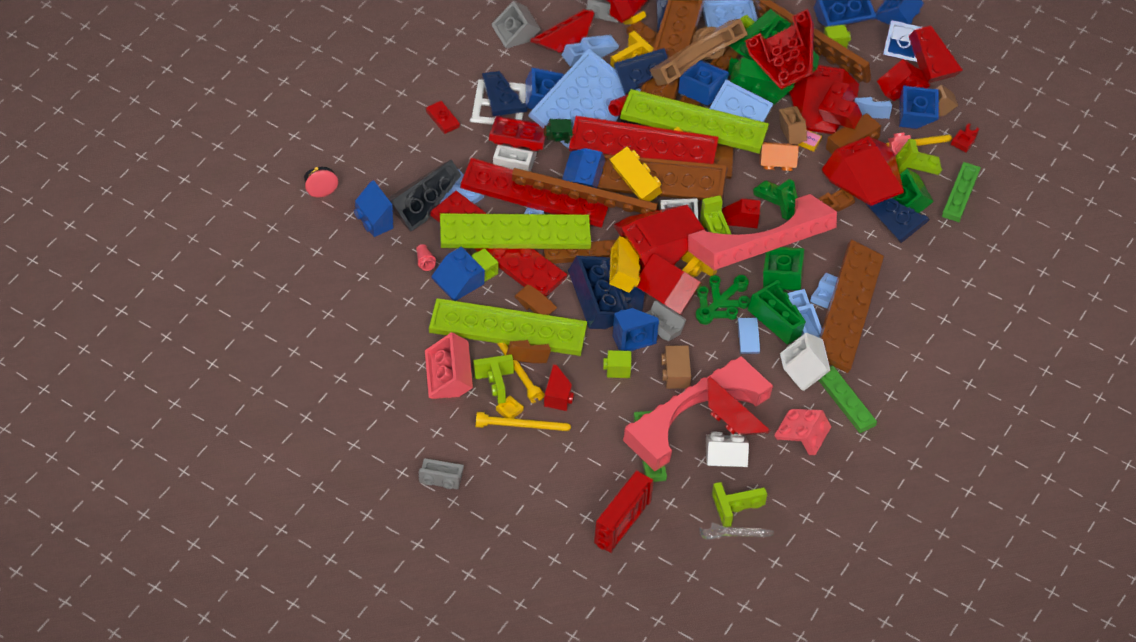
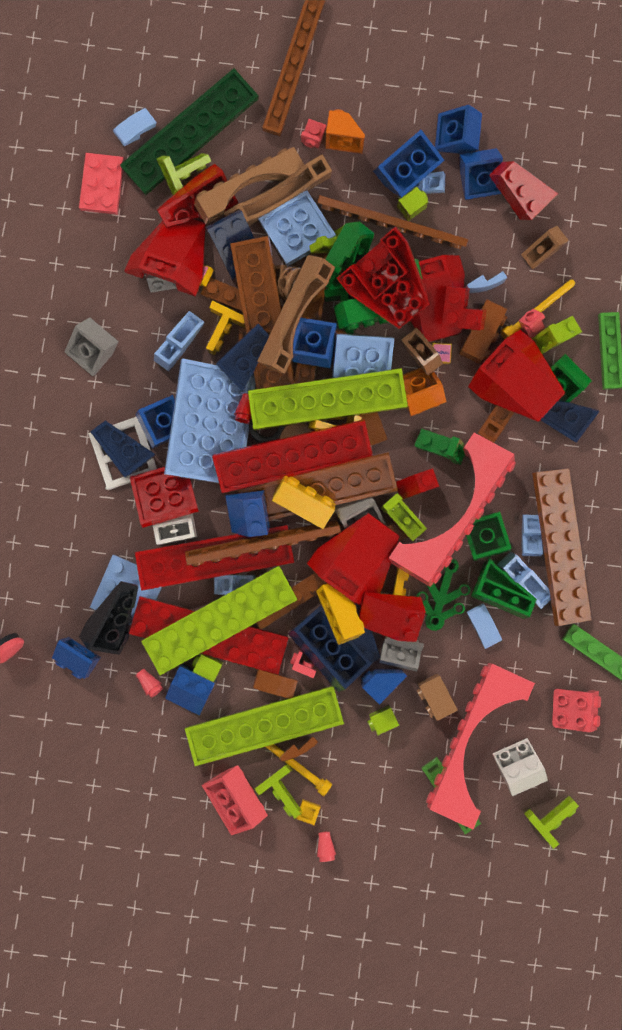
camera: 20 degrees left, 35 degrees up
(441, 473) = (284, 918): light grey bracket -> none
(442, 117) = (78, 499): red plate -> none
(483, 420) = (293, 839): yellow piece -> none
(509, 440) = (326, 849): none -> coral cone
(558, 130) = (203, 482): dark green brick -> none
(558, 390) = (344, 776): red slope -> none
(567, 32) = (142, 335): red wedge -> none
(567, 297) = (305, 668): none -> coral bracket
(623, 511) = (463, 888): red door -> none
(720, 531) = (549, 856): clear piece -> none
(732, 412) = (517, 737): red wedge -> none
(805, 360) = (553, 640): white slope -> none
(859, 33) = (432, 183): none -> light blue slope
(901, 75) = (505, 234): red brick -> none
(918, 107) = (533, 264): blue slope -> none
(965, 139) = (588, 279): red plate -> none

